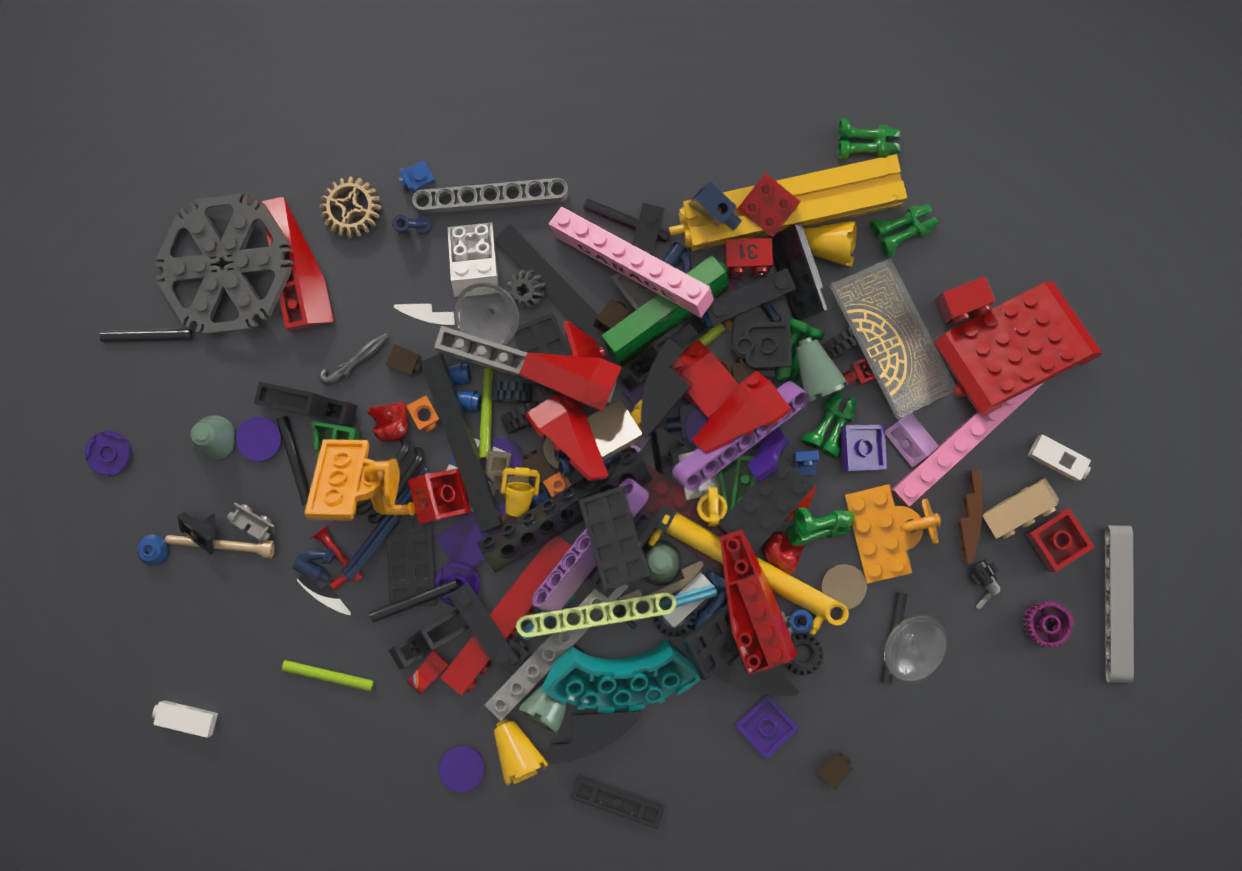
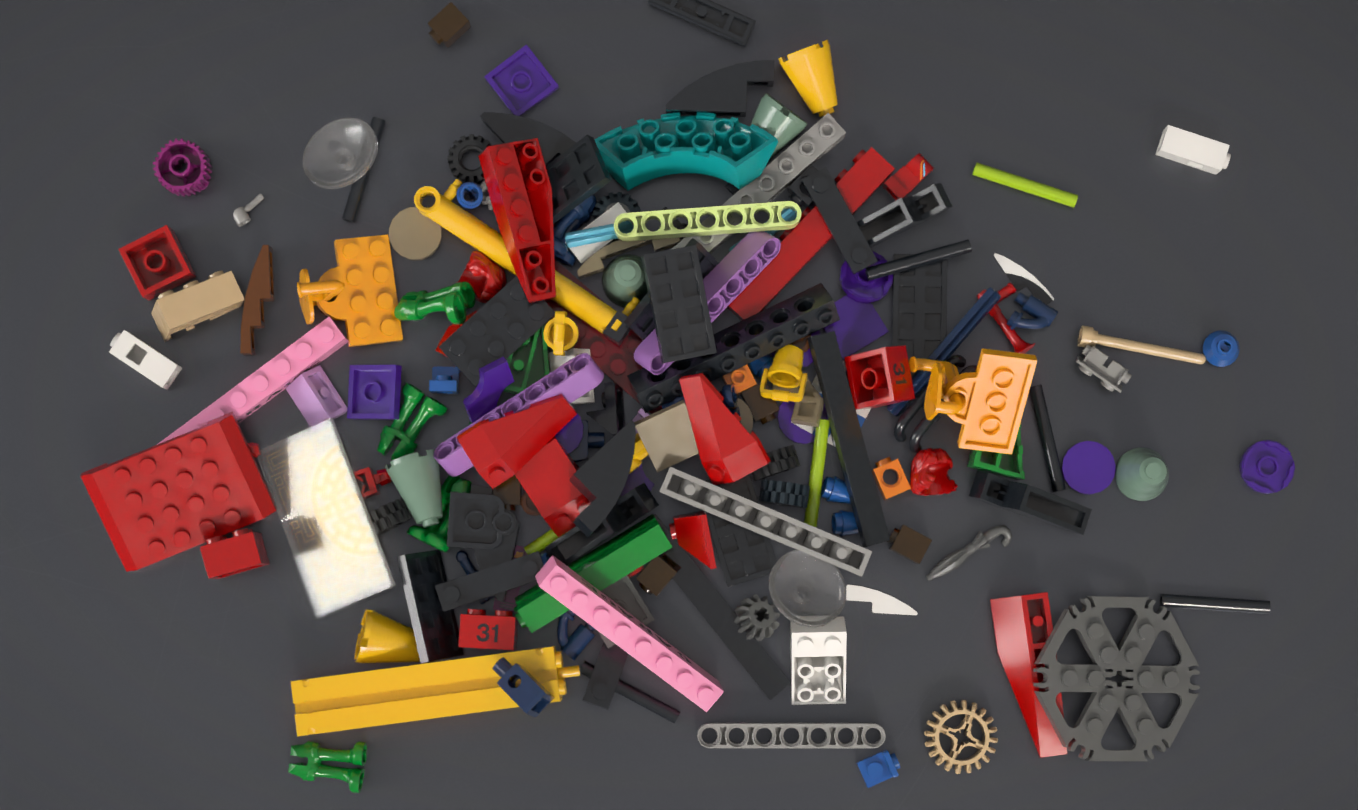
camera: 175 degrees left, 0 degrees up
(200, 533) = (1162, 360): black slope -> none
(401, 223) = (900, 707): dark blue plant -> none
(461, 769) = (877, 65): dark purple tile -> none
(578, 377) = (705, 497): red wedge -> none
(769, 204) = (457, 685): red hinge -> none
(888, 244) = (323, 653): green piece -> none
(984, 573) = (250, 233): black gear -> none
(1119, 604) = (96, 184): light grey beam -> none

